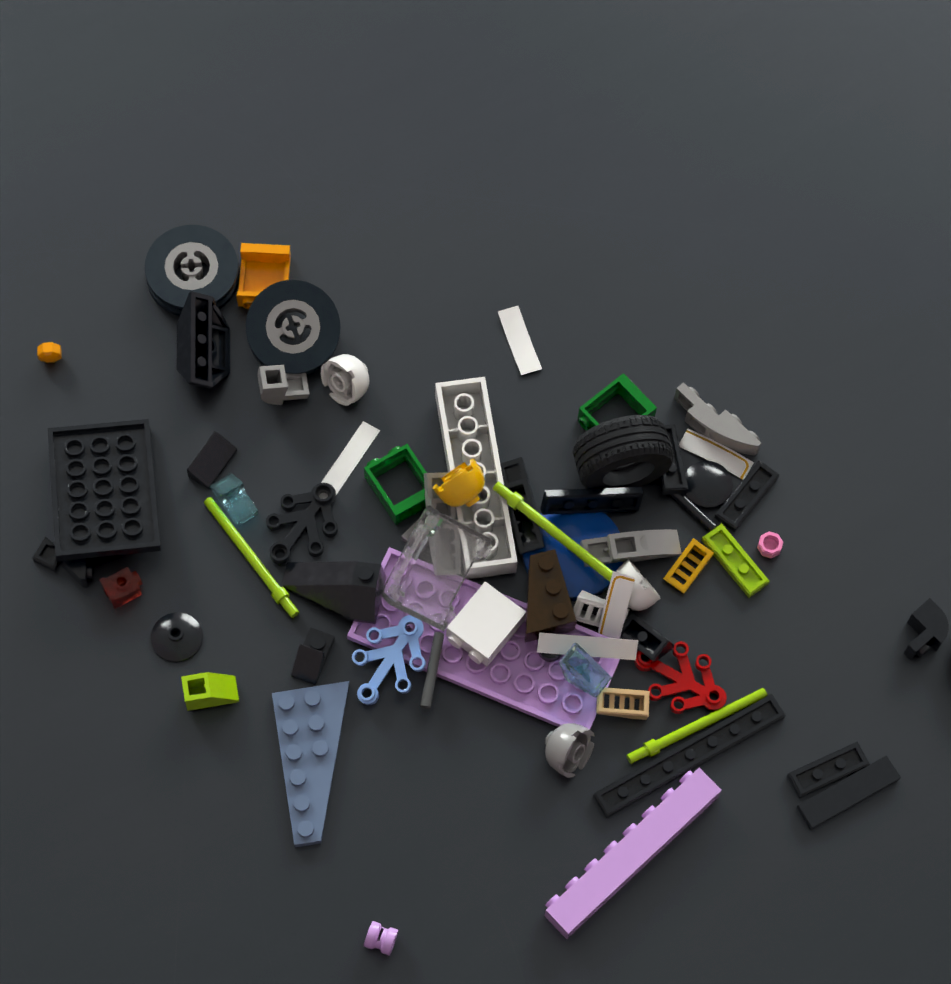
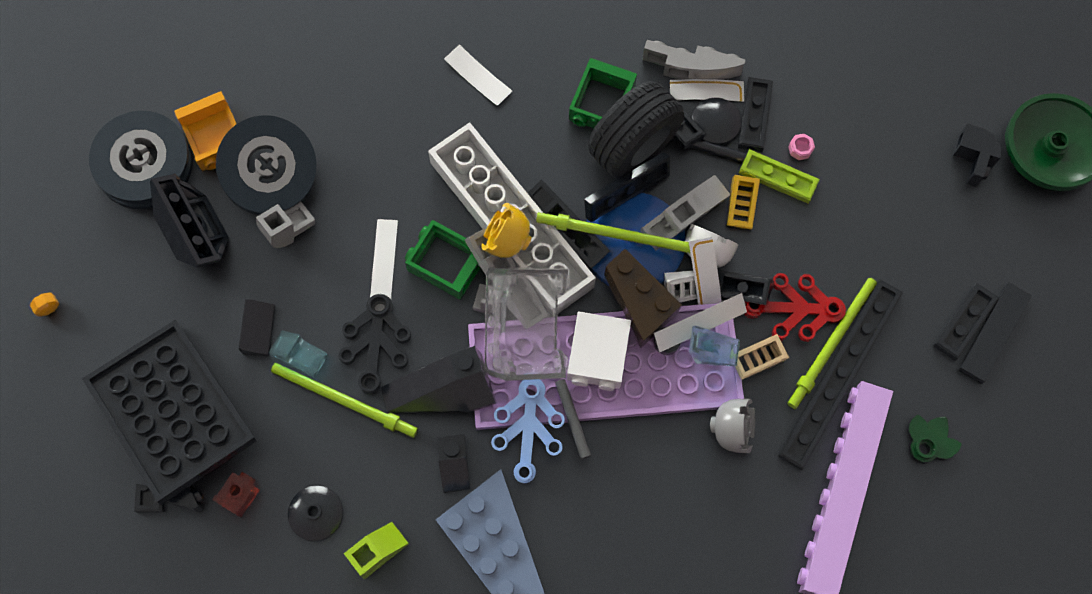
camera: 25 degrees left, 5 degrees up
(346, 378) = (341, 187): white cylinder -> none
(739, 851) = (934, 437): none -> dark green plate

